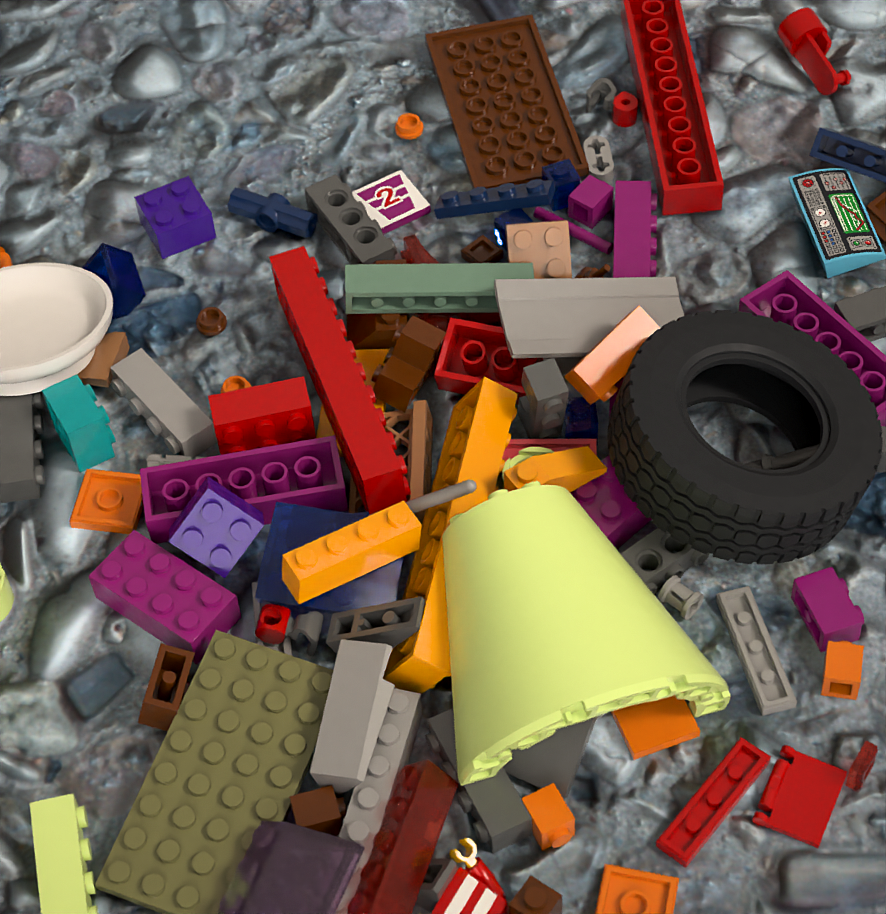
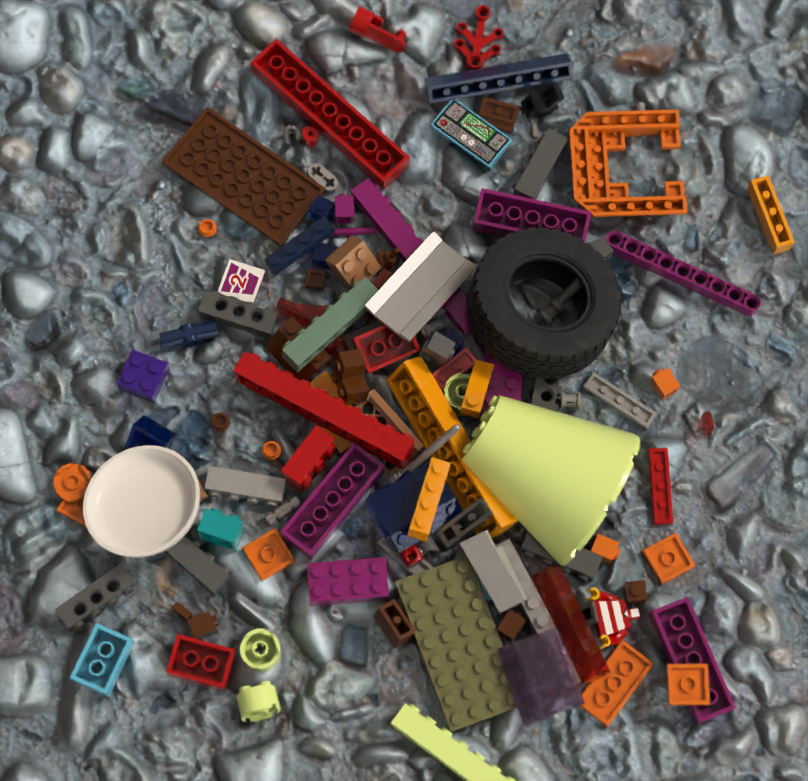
camera: 50 degrees left, 20 degrees up
(216, 527) = (346, 532): brick -> none
(611, 357) = (452, 303): brick -> none
(800, 796) = (692, 455): red piece -> none
(827, 608) = (635, 358): magenta brick -> none

